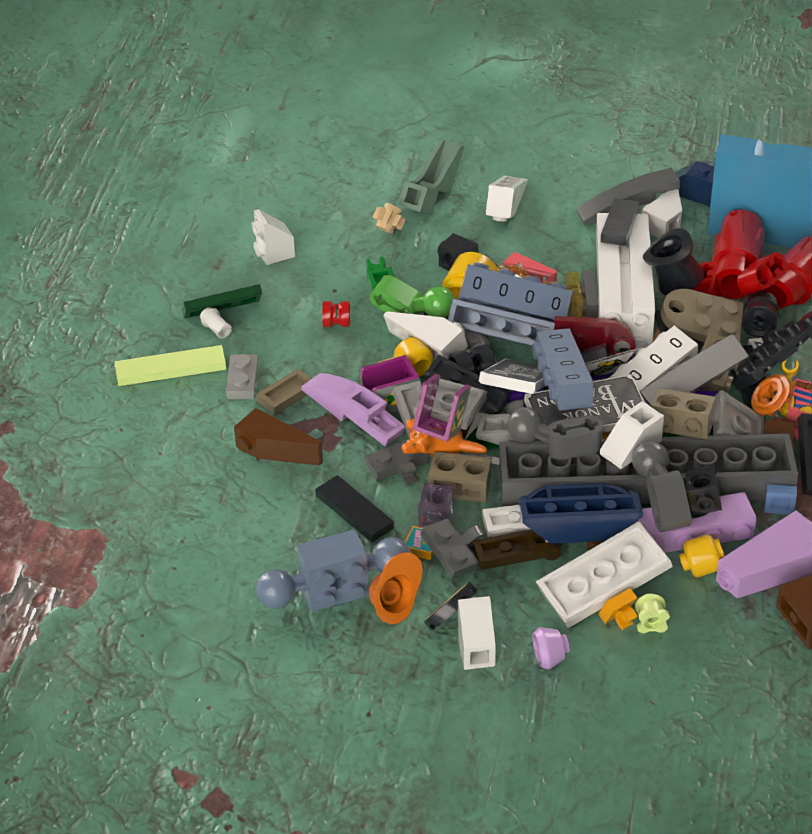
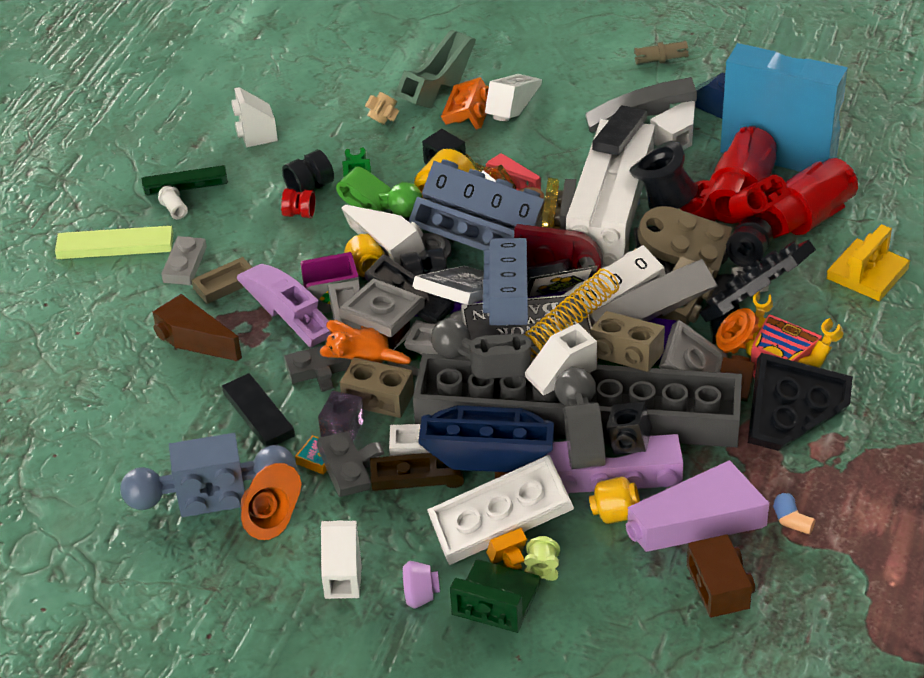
camera: 10 degrees right, 0 degrees up
(339, 284) = (308, 173): none -> black wheel
(423, 420) = (346, 309): magenta piece -> none
(450, 606) = (312, 532): black tile -> none
(466, 205) = (466, 102): none -> orange bracket
(618, 650) = (494, 595): none -> dark green bracket
(630, 392) = (537, 342): none -> yellow piece
(631, 145) = (661, 52): none -> dark tan pin
(780, 499) = (719, 445): medium blue tile -> none

